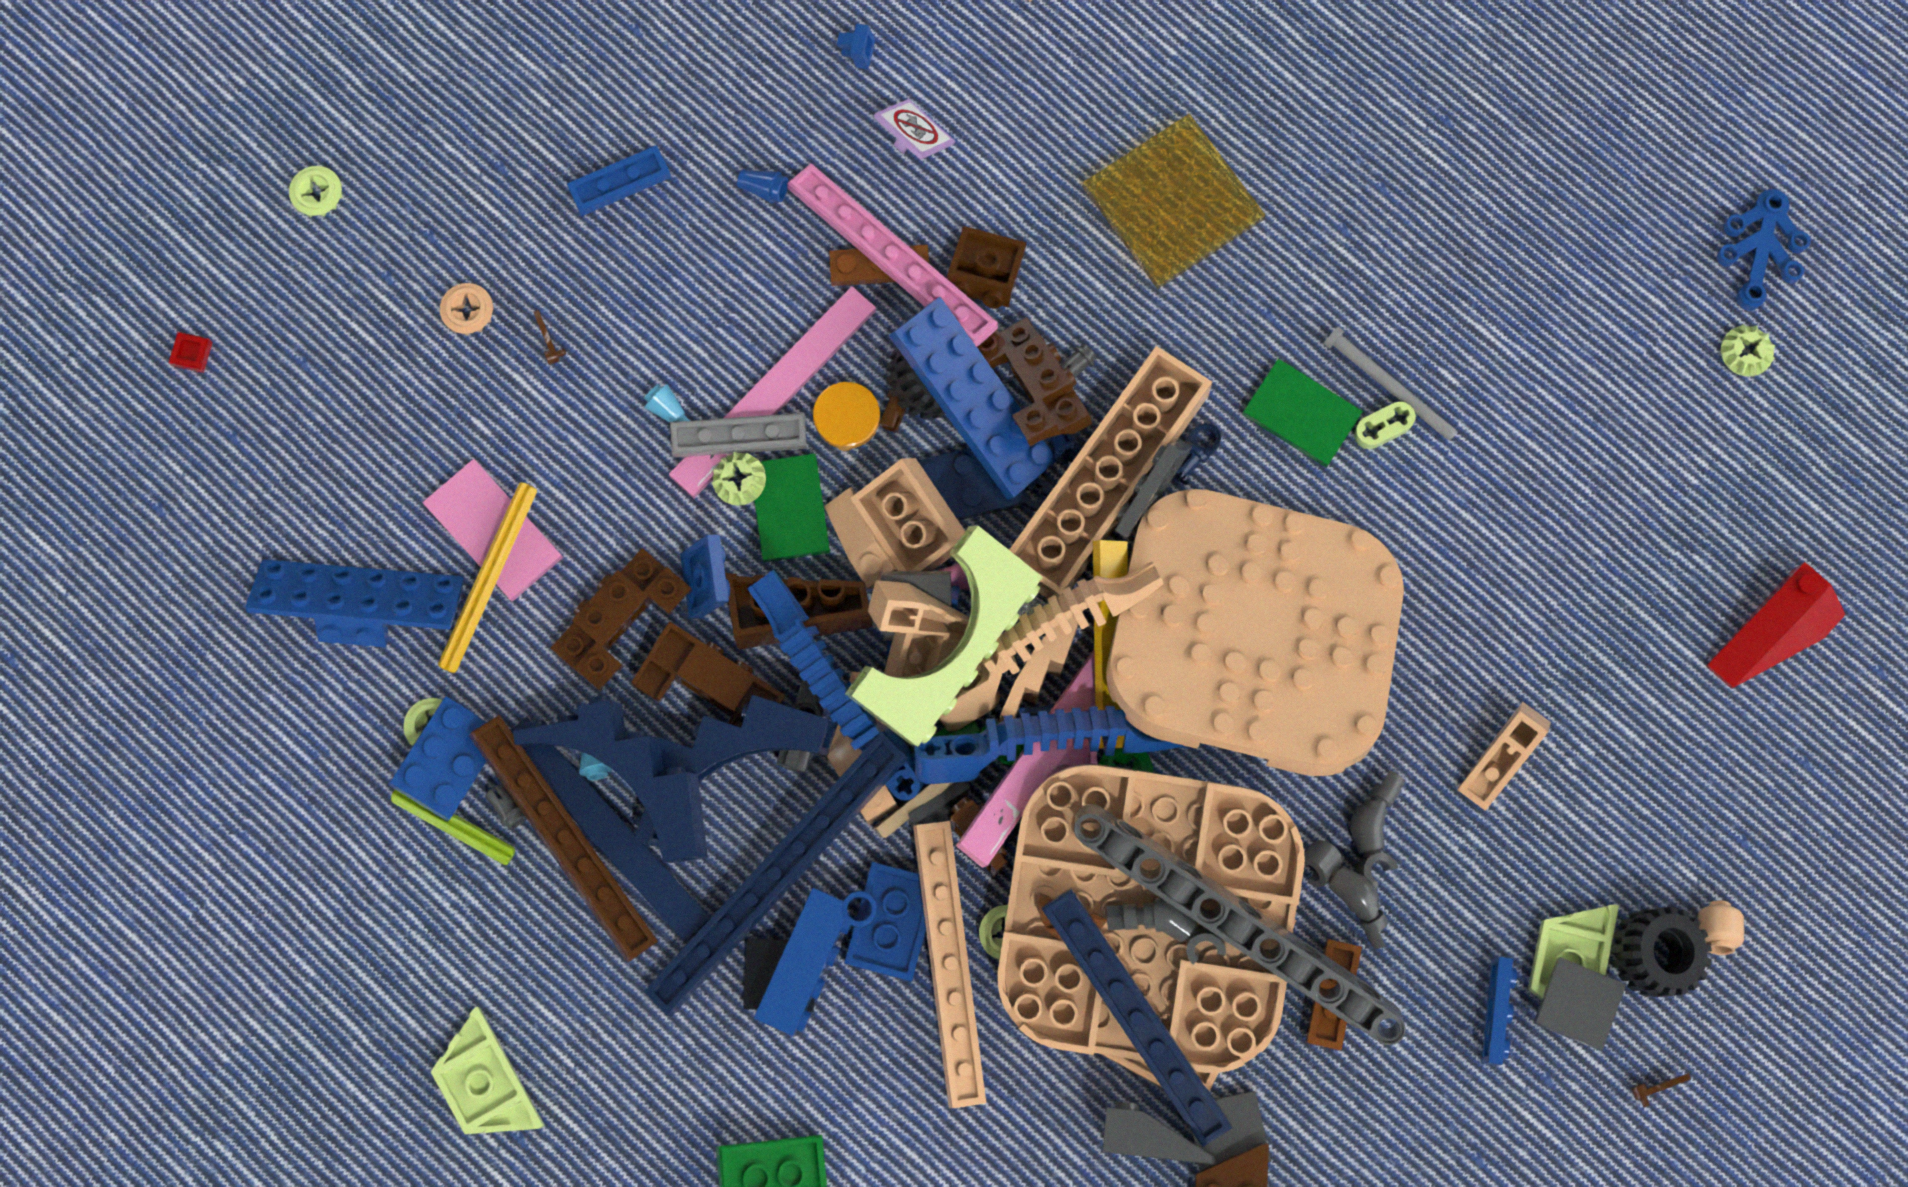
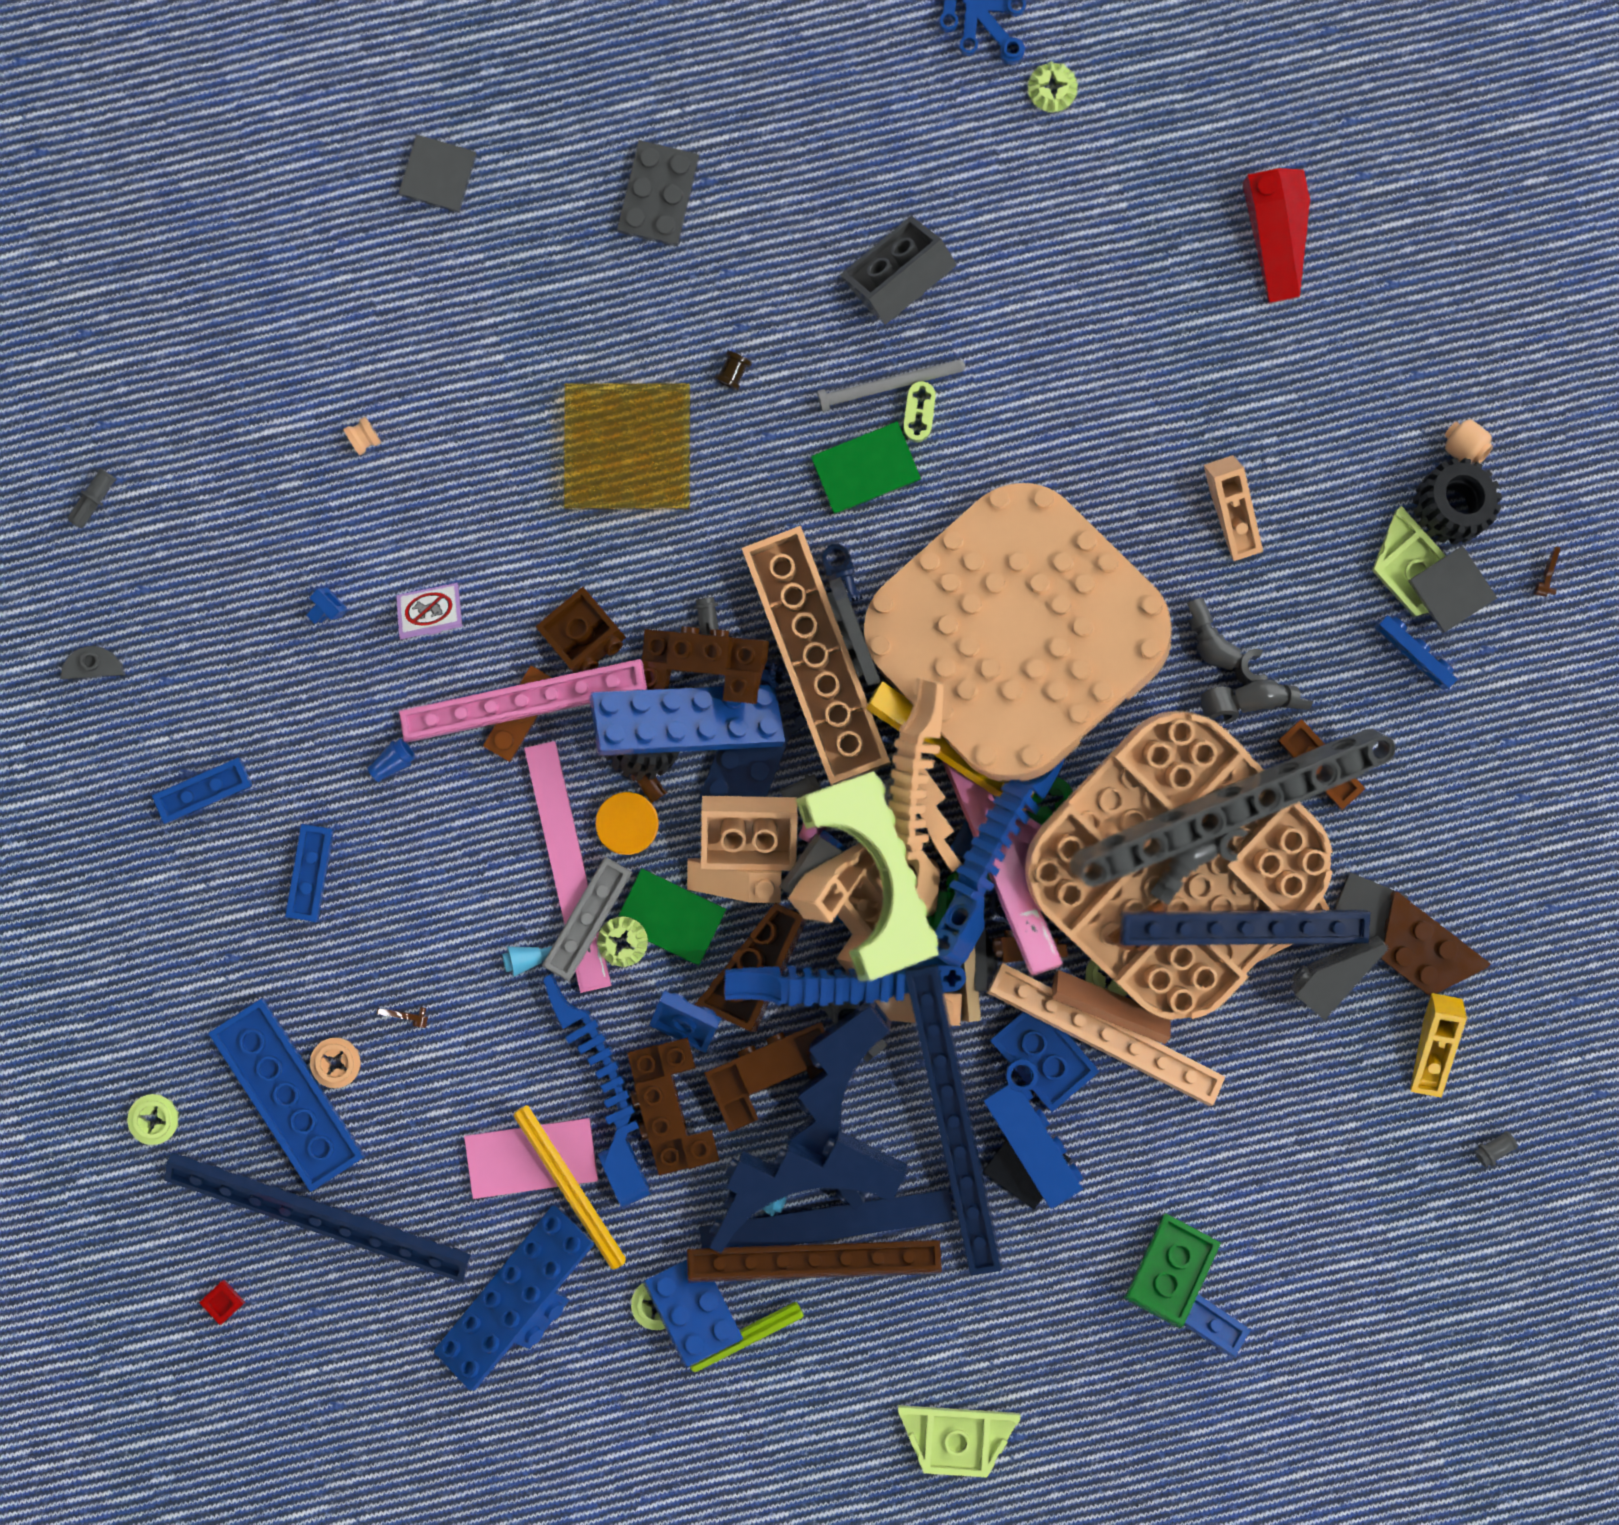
camera: 50 degrees left, 10 degrees up
(319, 383) = (317, 1217): none -> dark blue plate
(410, 287) = (286, 1094): none -> blue plate
(506, 807) = (760, 1289): dark grey pin -> none
(542, 605) = (618, 1160): none -> blue piece
(629, 49) = (202, 790): none -> blue plate
(977, 949) = (1109, 1006): none -> nougat tile
(1303, 244) = (732, 370): none -> dark brown bush
(1406, 86) = (658, 193): none -> dark grey plate
(1493, 325) = (899, 269): none -> dark grey slope

